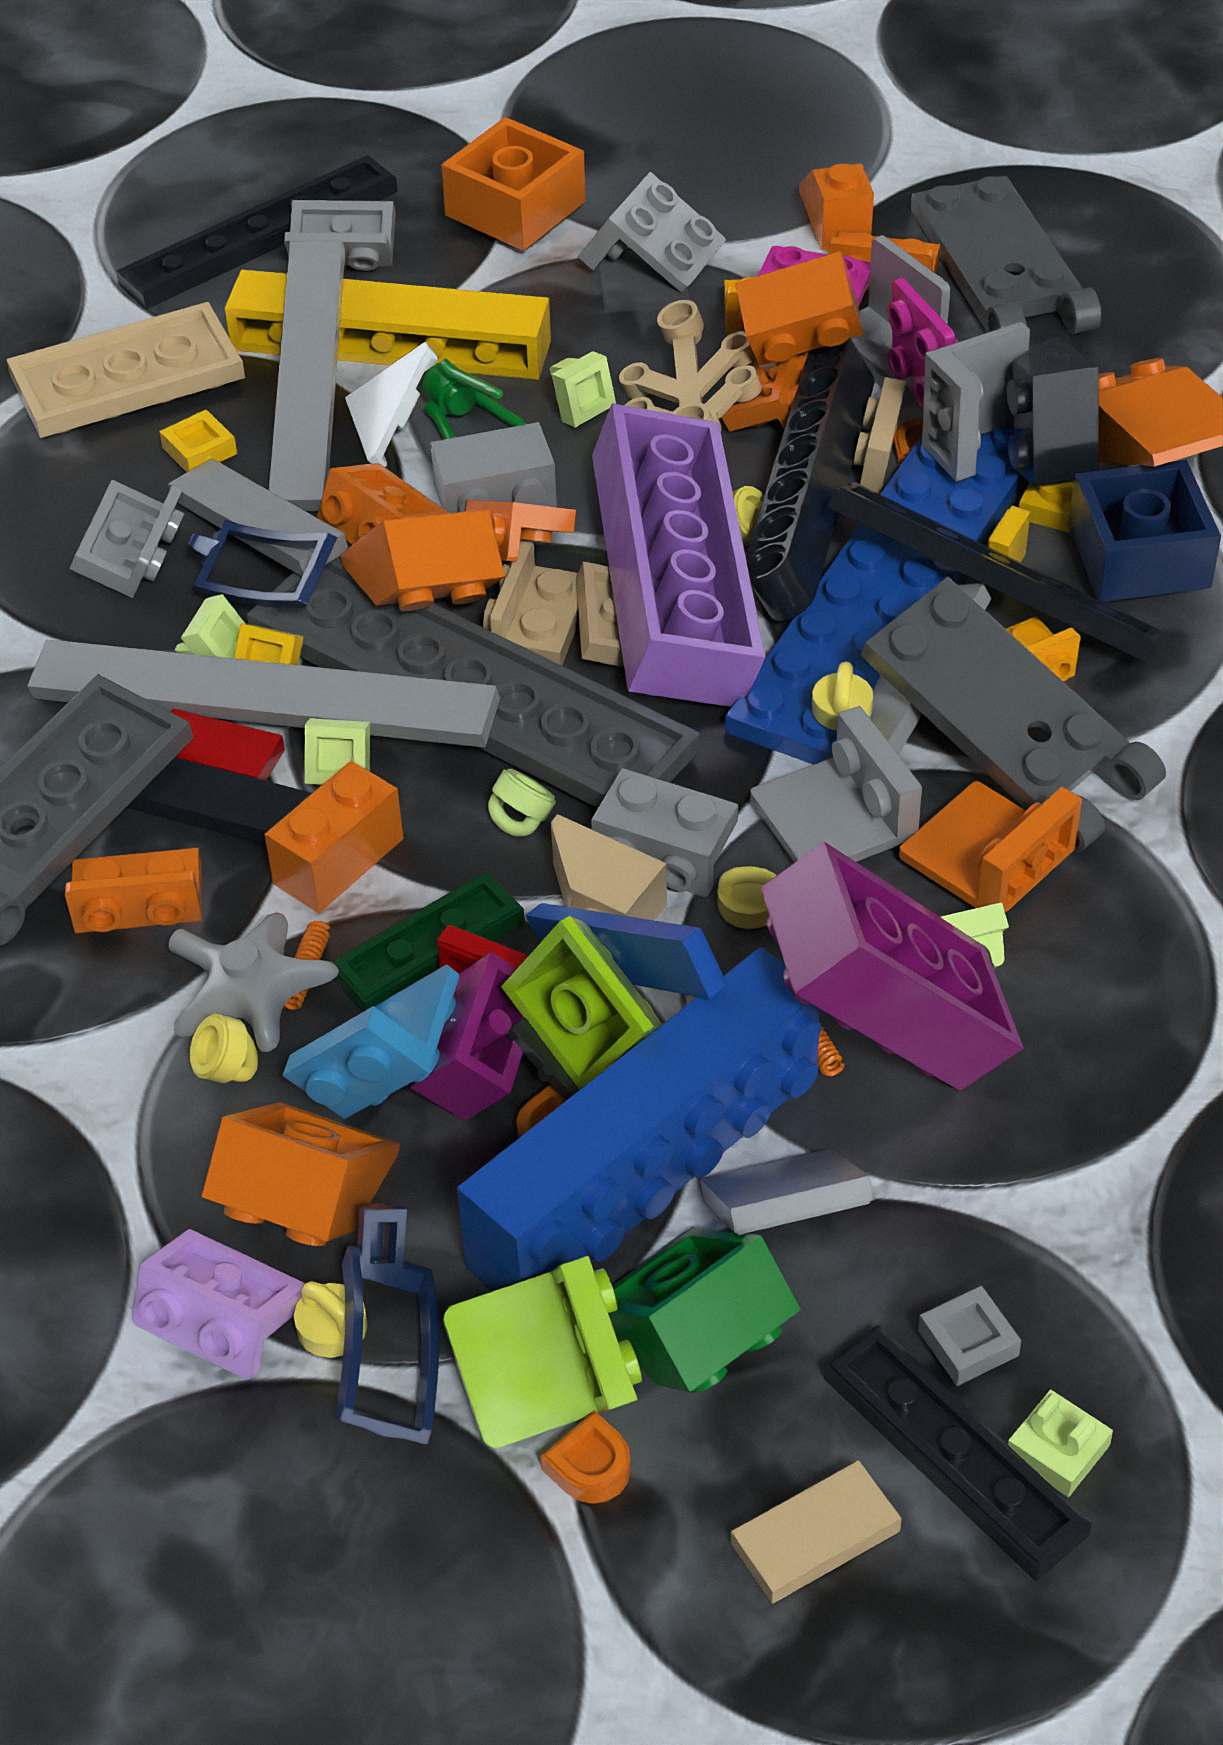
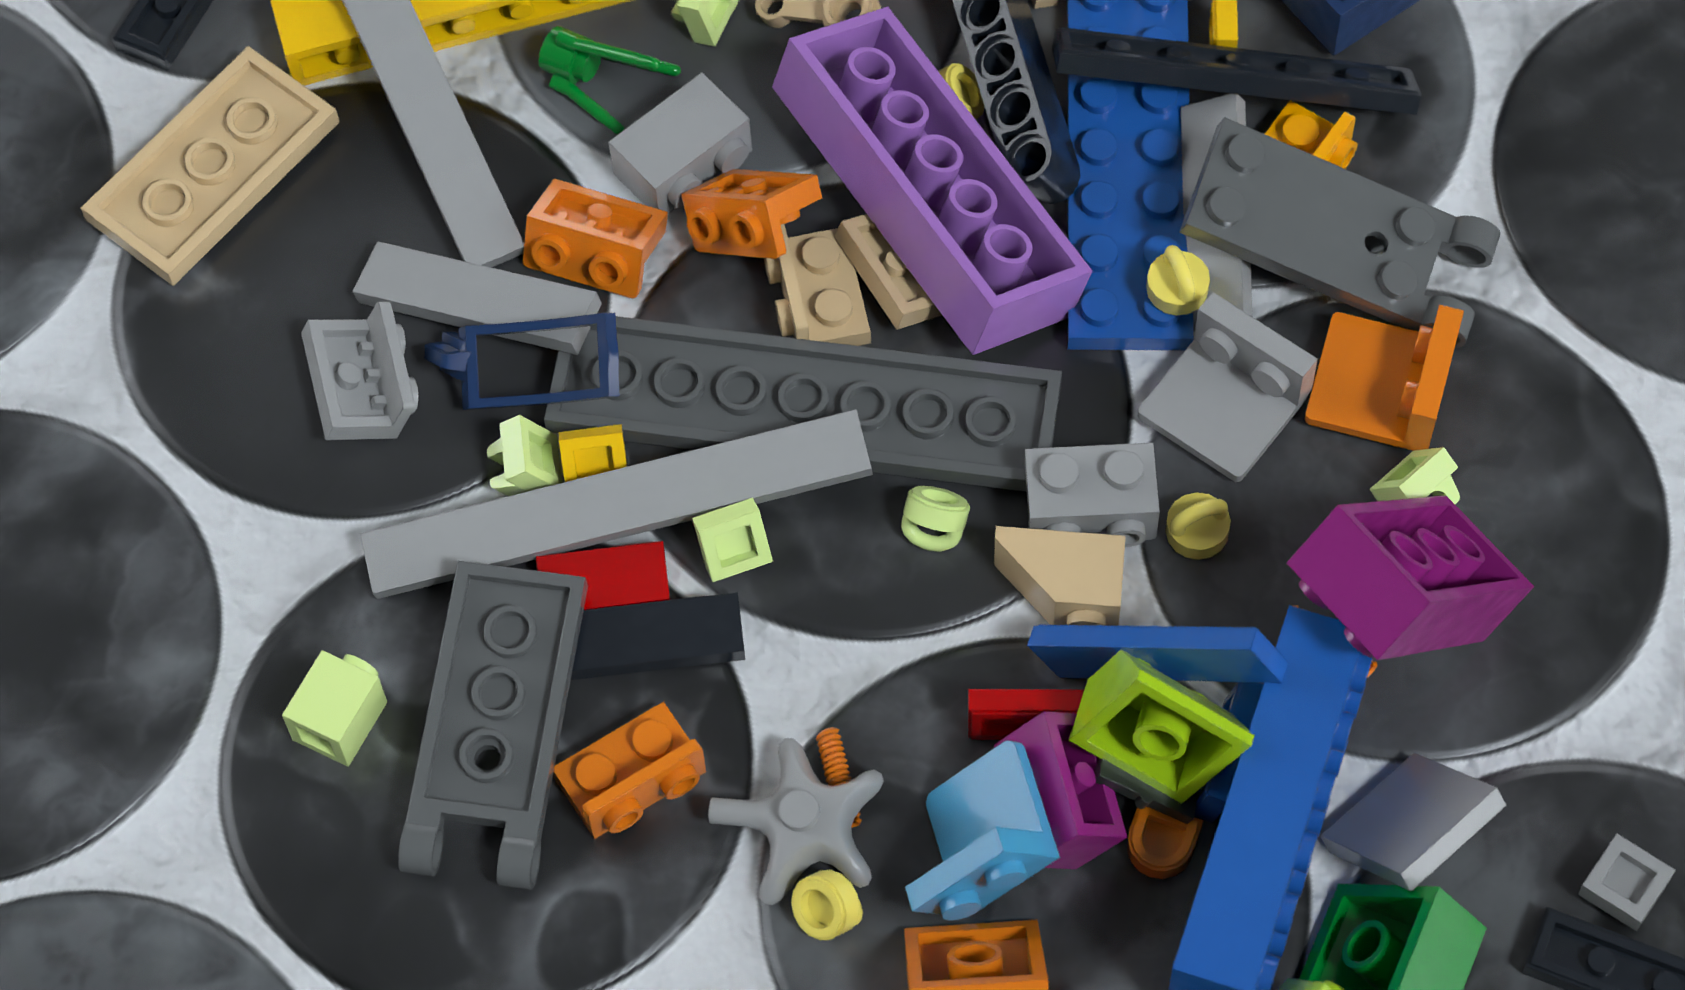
camera: 25 degrees left, 15 degrees up
(198, 440) = (350, 227): yellow plate -> none
(334, 836) = (791, 634): orange brick -> none
(388, 401) = (516, 101): white tile -> none
(410, 947) = (935, 703): dark green tile -> none
(427, 559) = (698, 292): orange slope -> none

